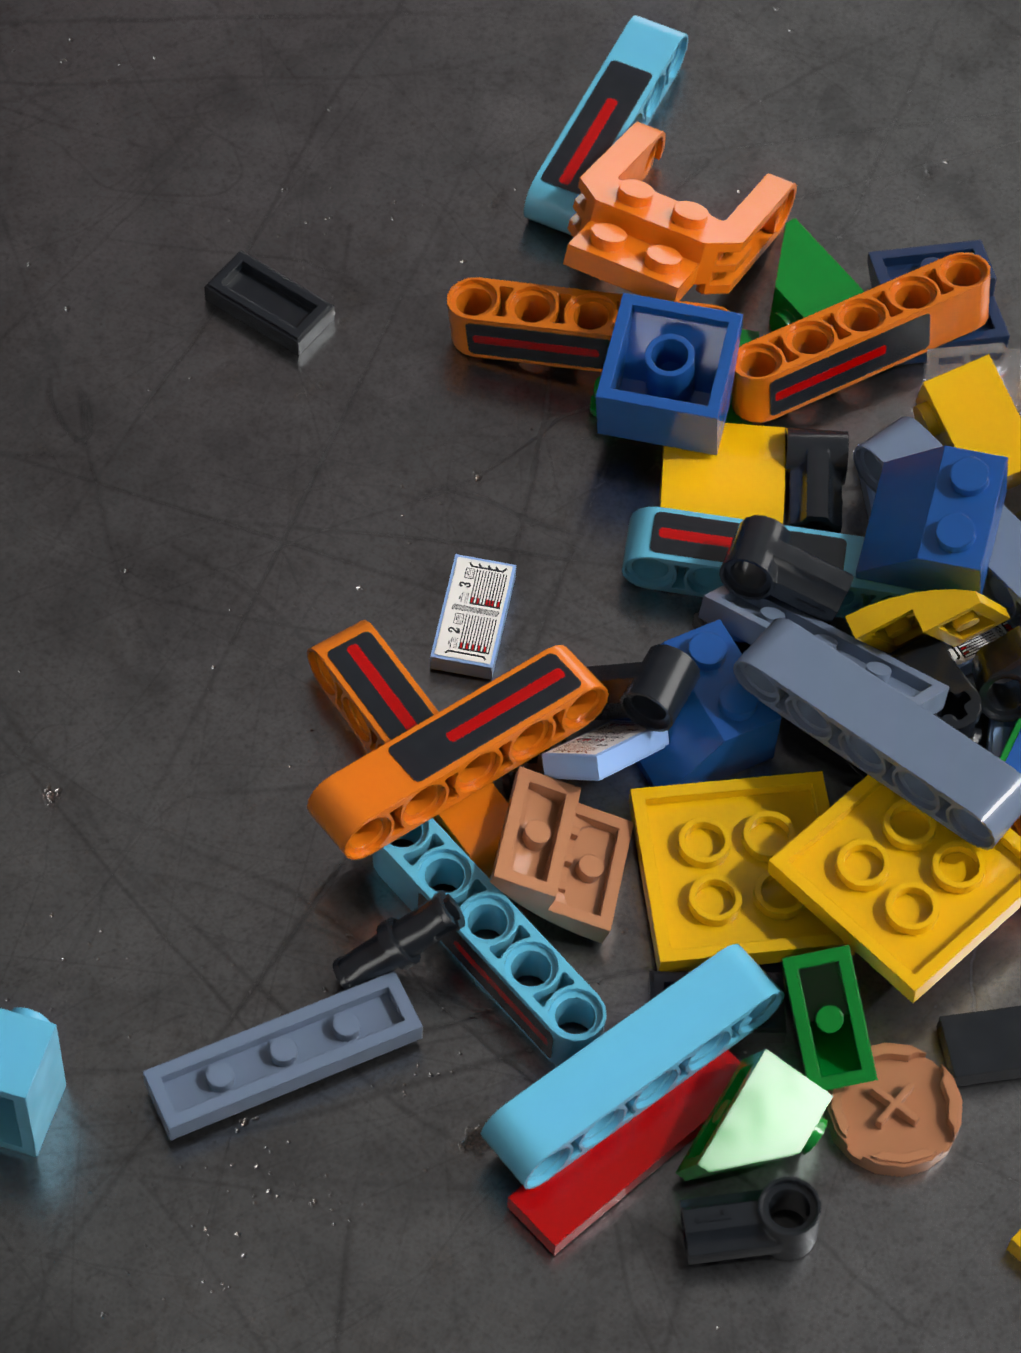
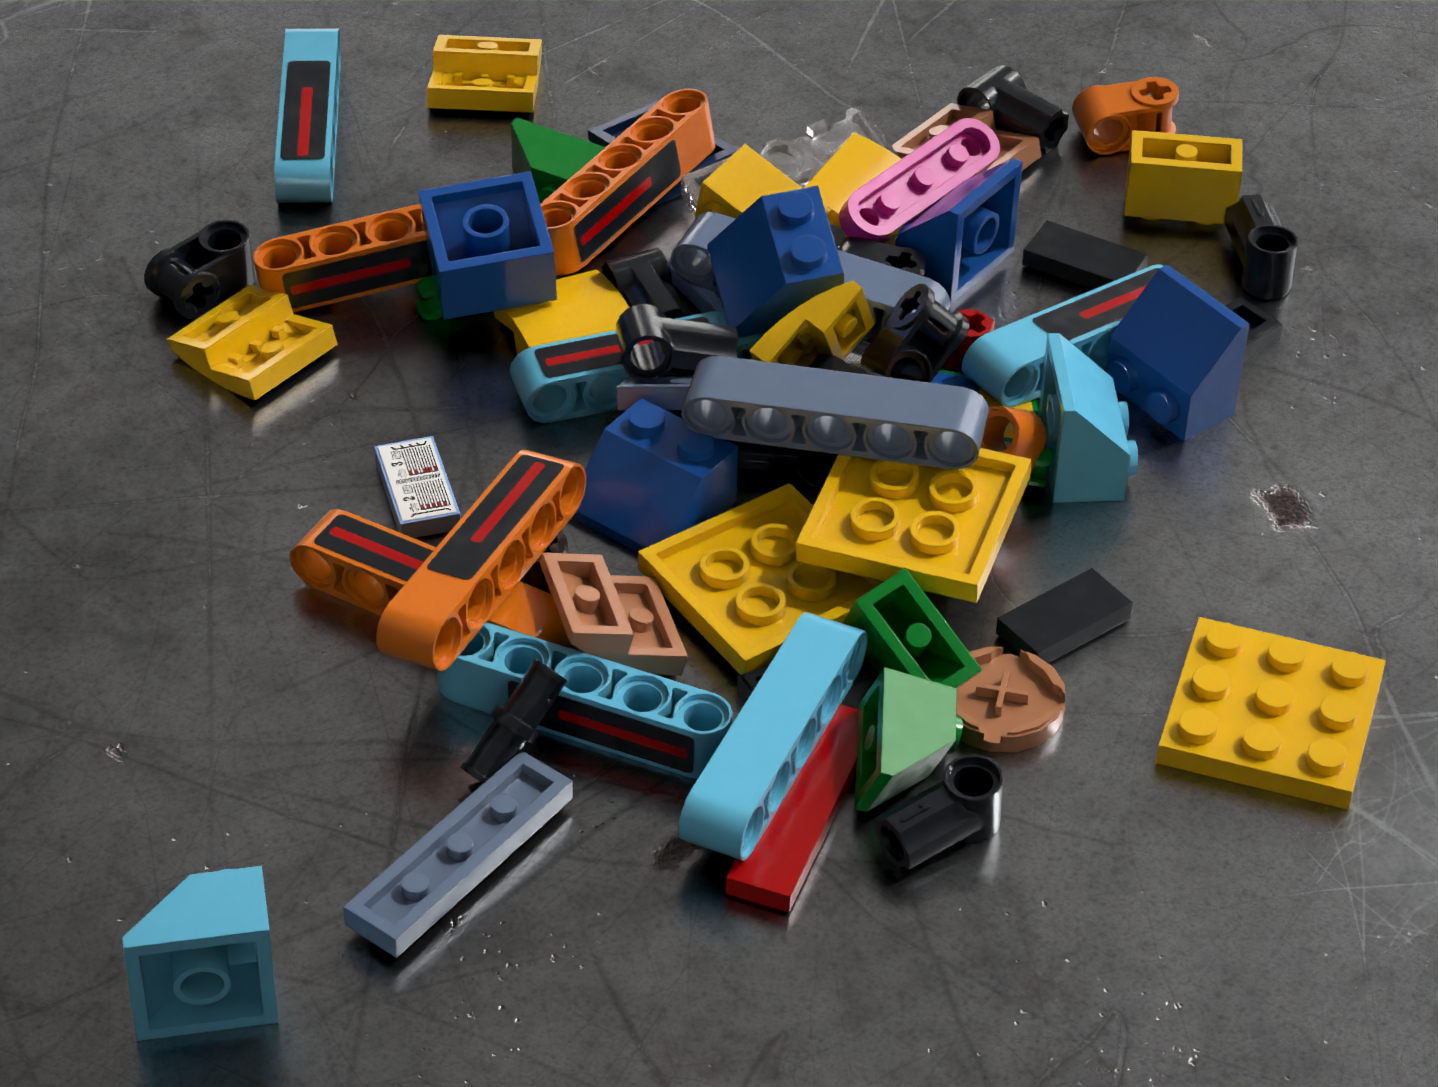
camera: 25 degrees left, 15 degrees down
(269, 302) = (86, 330): black tile -> none
(410, 278) = (208, 270): none -> black piece
(412, 379) = (252, 342): none -> yellow slope
(602, 751) = (603, 523): light blue tile -> none
(648, 690) = (617, 461): black piece -> none
(660, 243) = (401, 158): orange plate -> none
(811, 136) = (484, 73): none -> yellow slope

